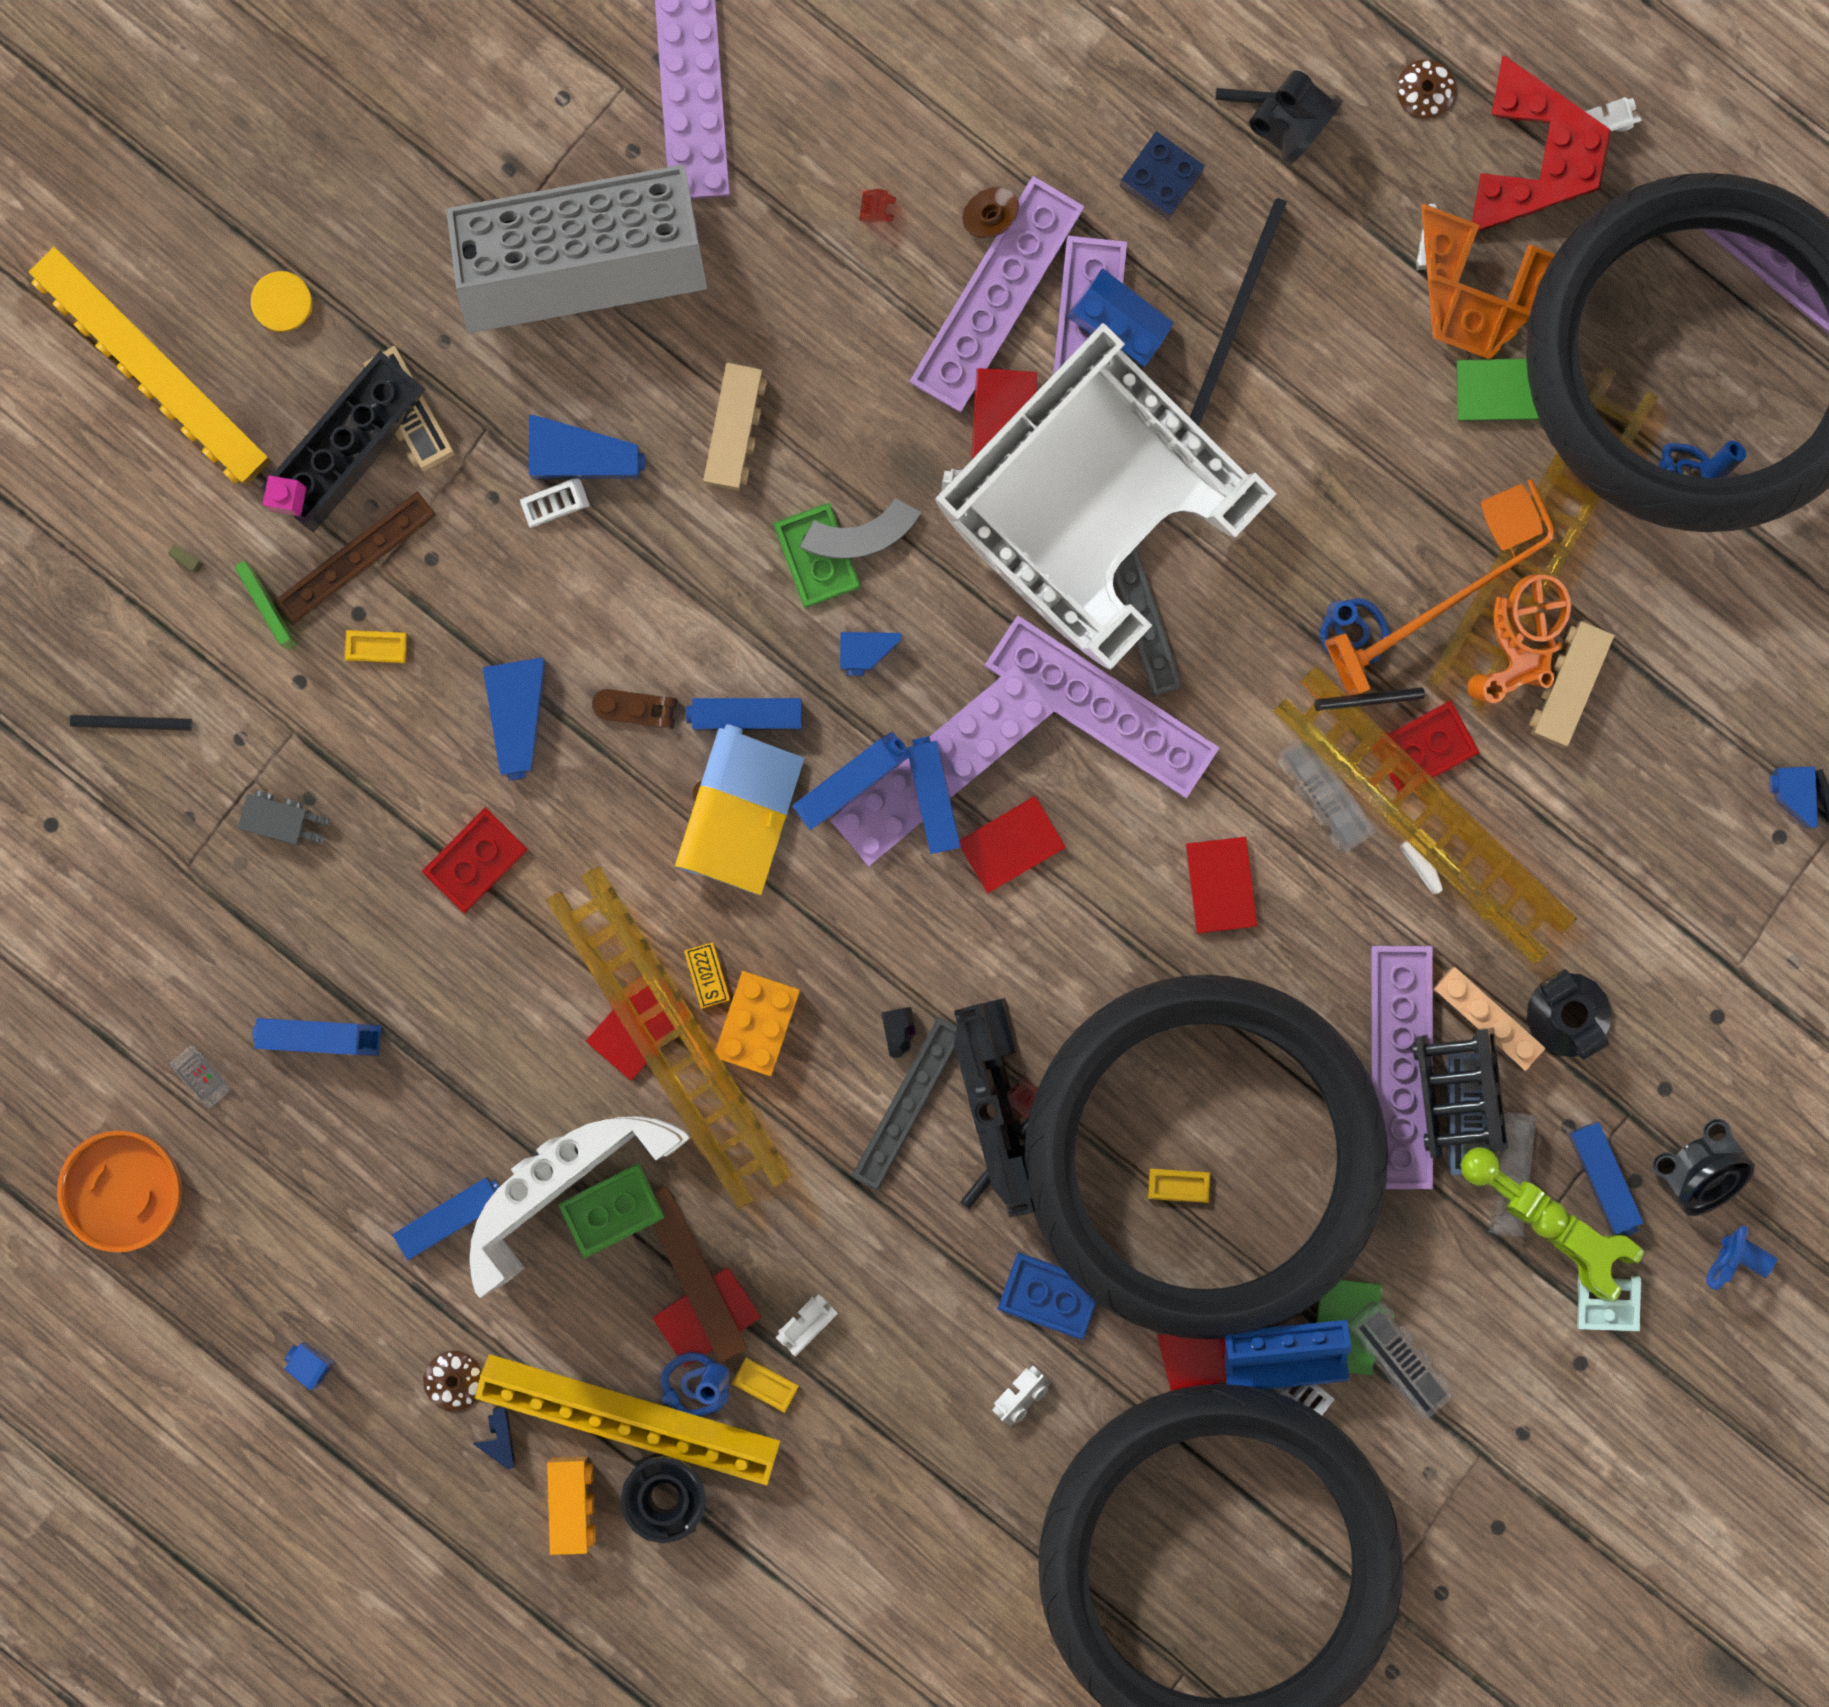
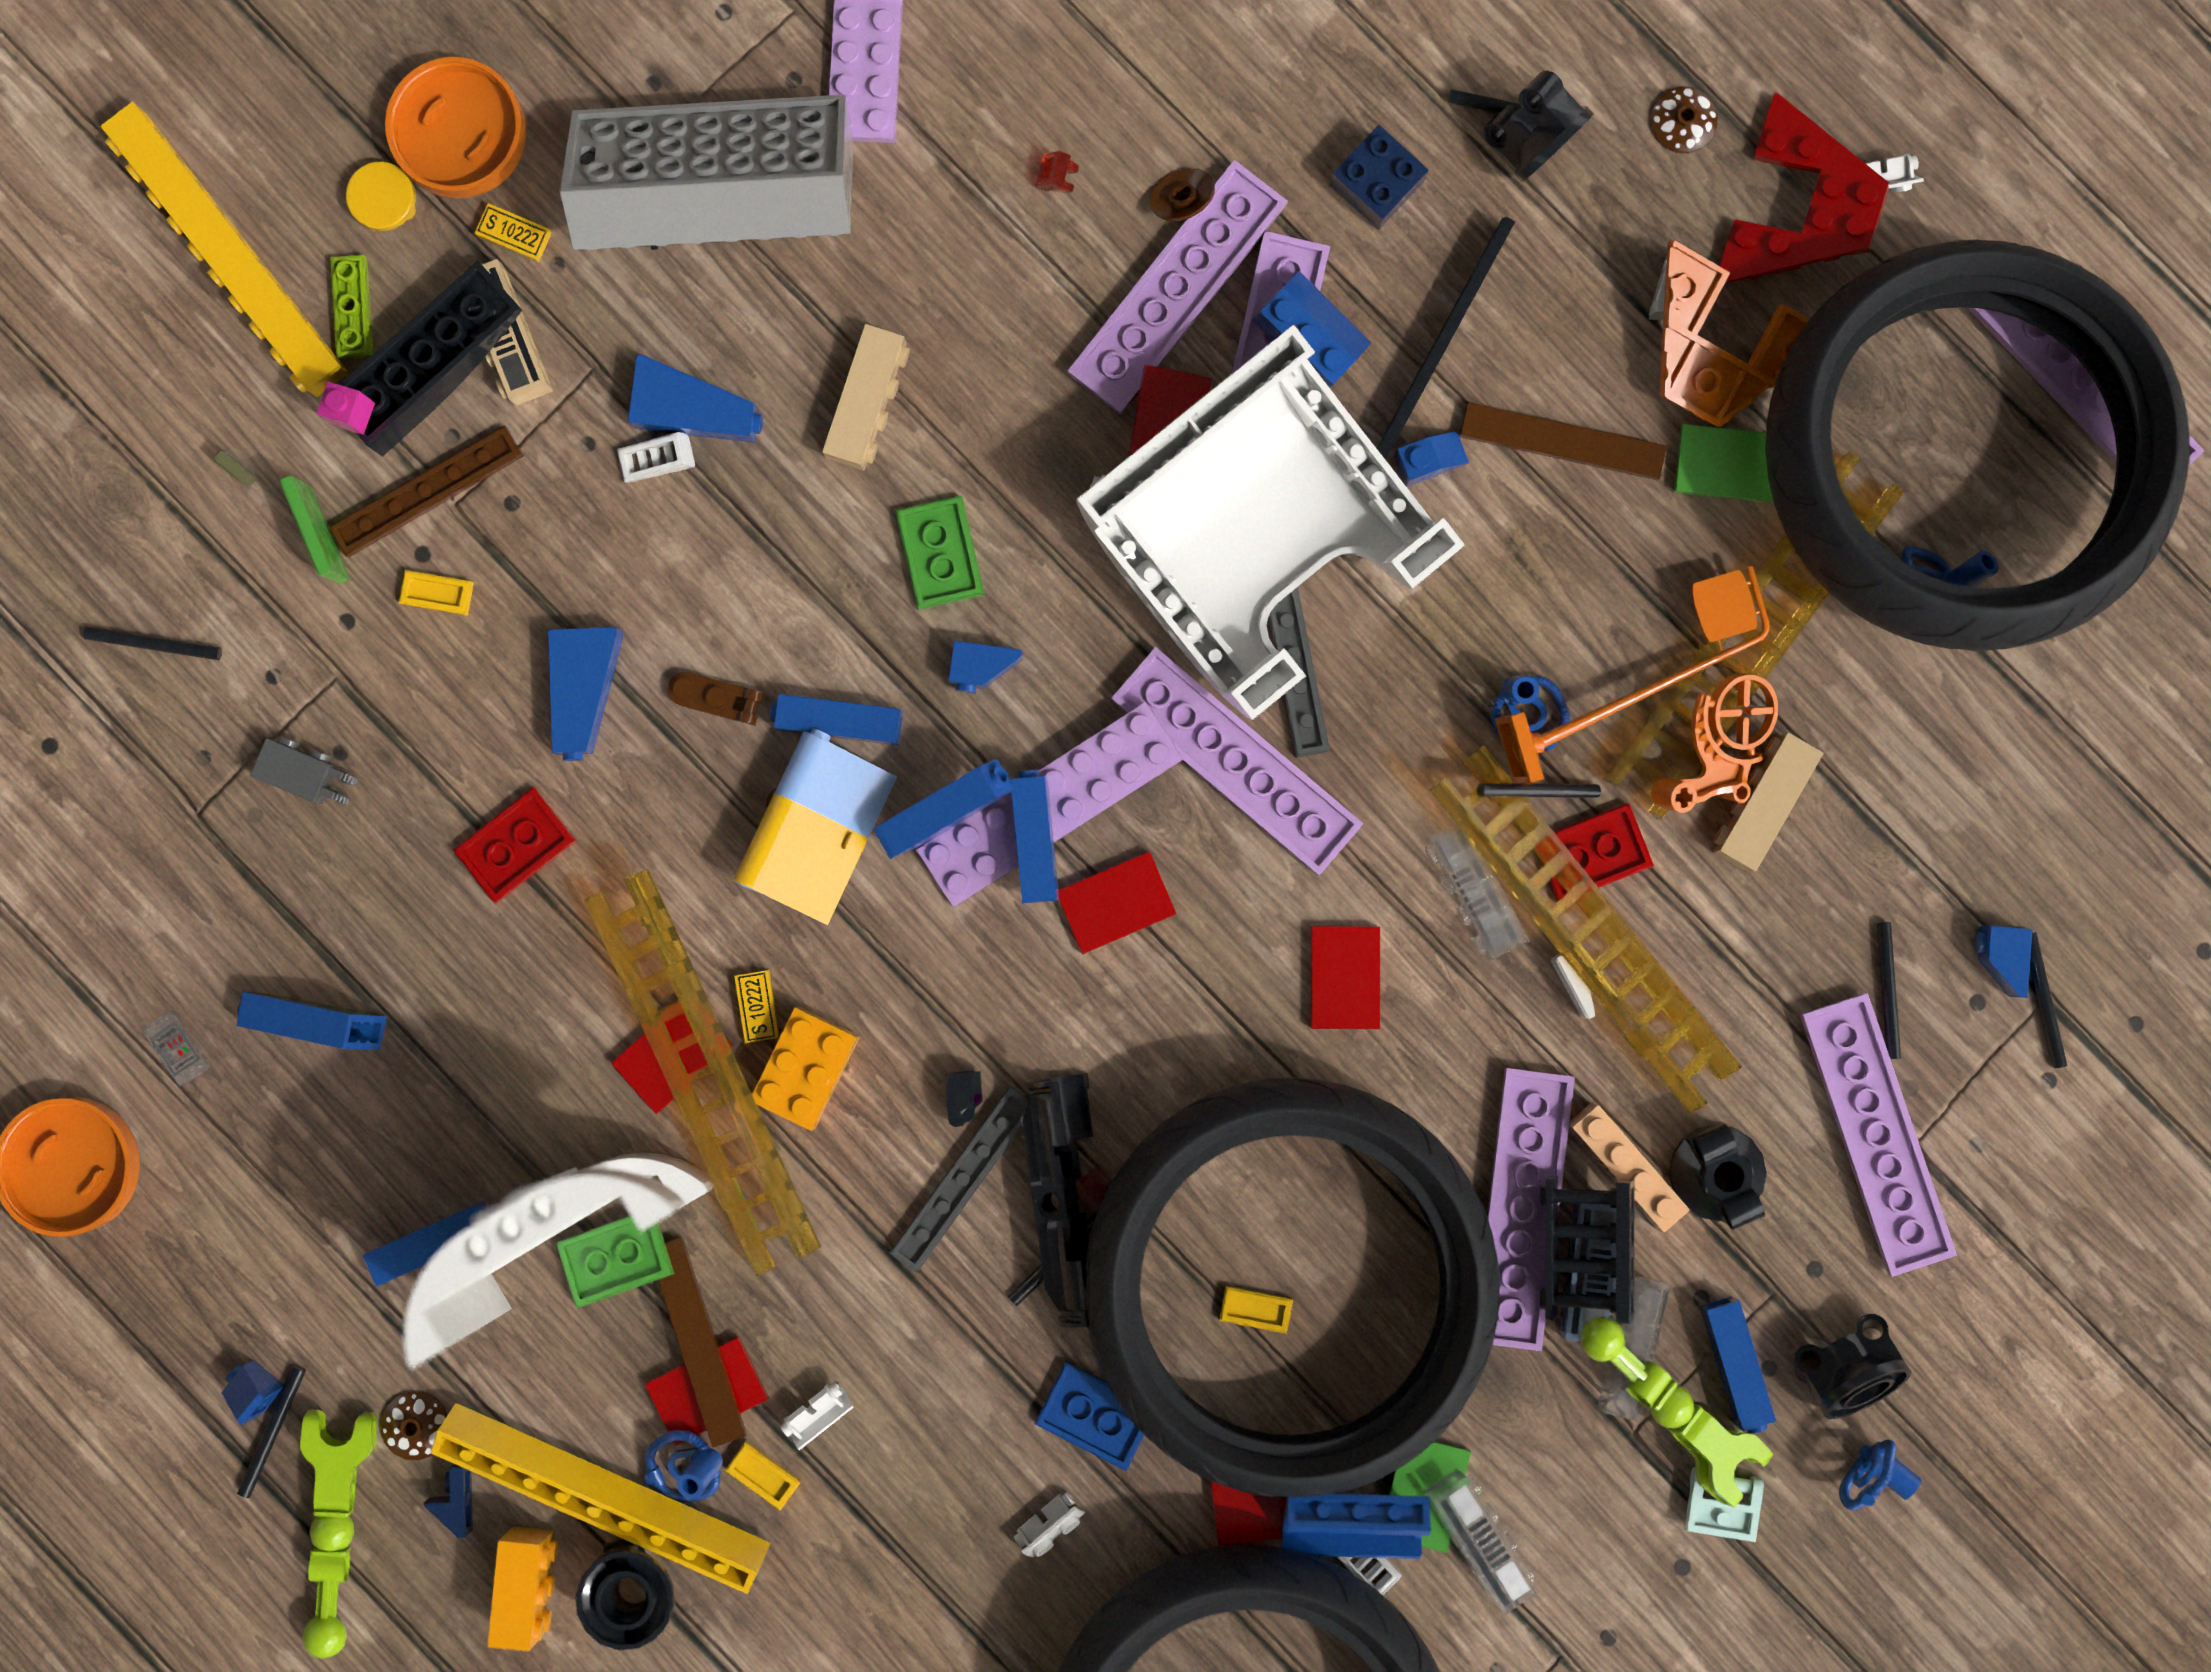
camera: 10 degrees right, 0 degrees up
(270, 420) = (354, 326): none -> lime tile
(328, 1401) = (271, 1431): none -> black bar
(340, 232) = (455, 127): none -> orange piece
(395, 1476) = (332, 1527): none -> lime piece
(402, 319) = (513, 232): none -> yellow tile
(862, 539) = (994, 540): light grey tile -> none
(1239, 417) = (1430, 458): none -> blue slope
(1354, 388) = (1563, 441): none -> reddish brown tile
(1699, 836) = (1889, 990): none -> black bar
(1704, 963) = (1878, 1134): none -> lavender plate

